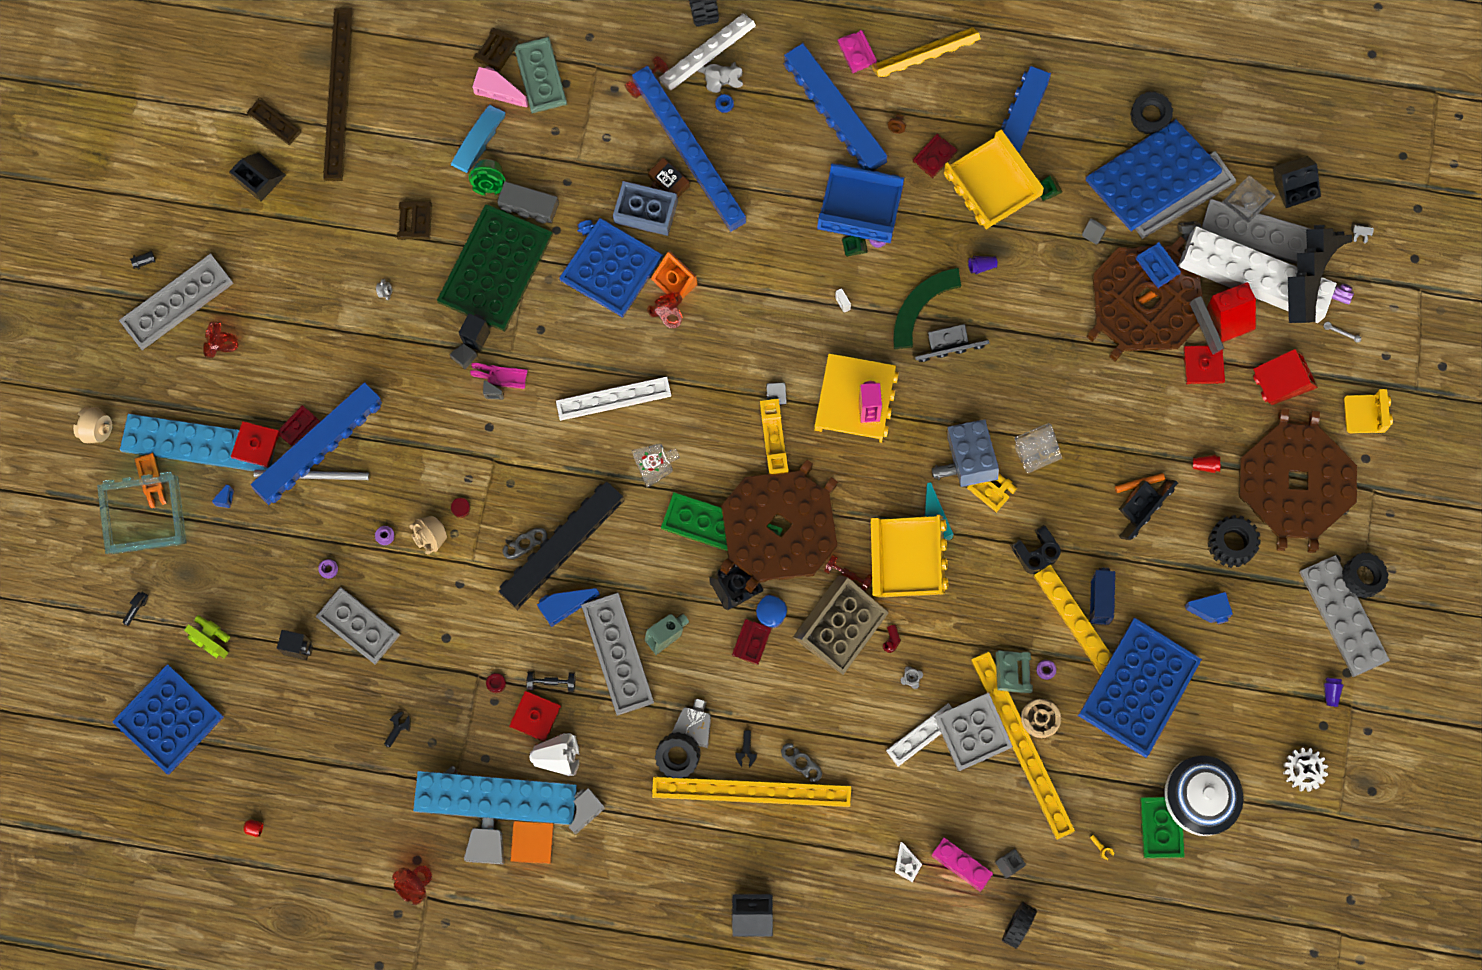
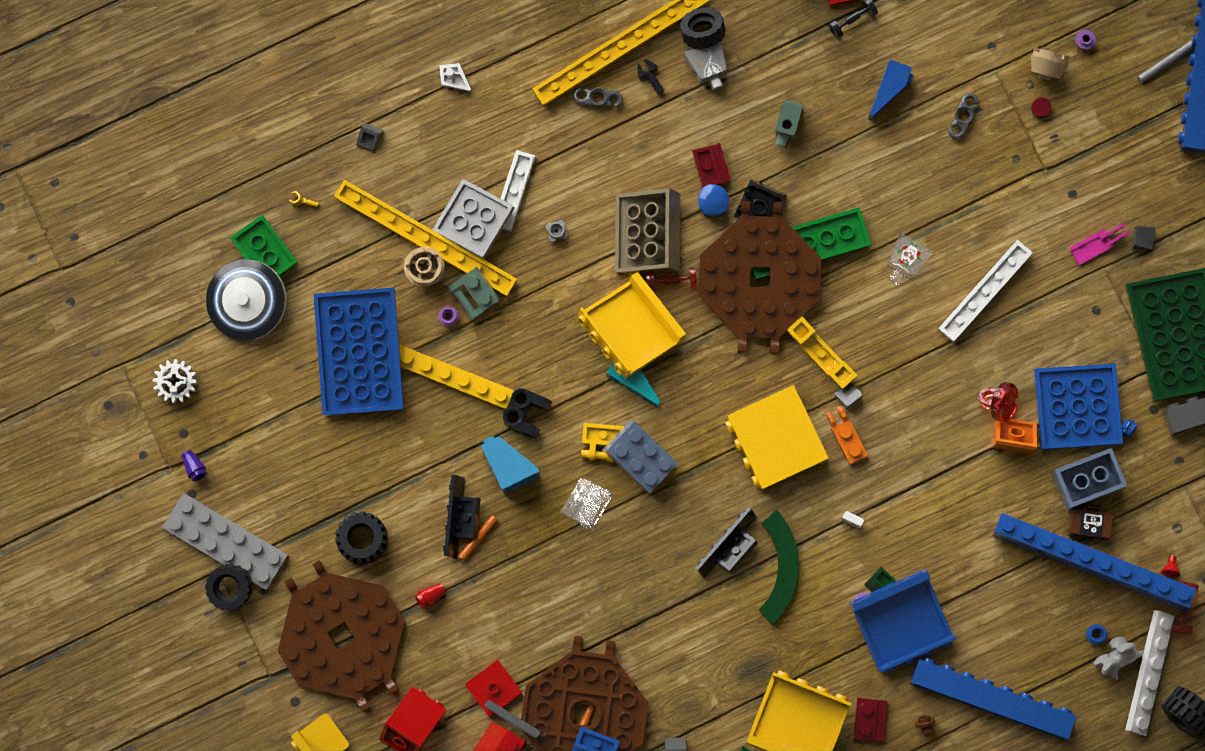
camera: 140 degrees right, 5 degrees up
(474, 331) = (1148, 260): black brick -> none
(491, 391) = (1094, 222): dark grey slope -> none
(561, 545) = (930, 134): black brick -> none
(617, 654) = (815, 78): light grey plate -> none
(634, 111) = (1171, 570): none -> red rock
(801, 363) = (847, 437): none -> orange hinge
(870, 402) = (758, 426): dark pink brick -> none
(894, 639) = (593, 251): dark red arm -> none
(943, 471) = (656, 426): dark grey pin -> none
(962, 864) = (407, 105): dark pink brick -> none
(980, 264) = (754, 642): dark purple cone -> none
(1019, 925) = (328, 86): black tyre -> none
(1080, 516) = (508, 464): none -> dark azure slope
(1102, 596) = (442, 406): dark blue window -> none
(1211, 608) = (342, 466): blue slope -> none

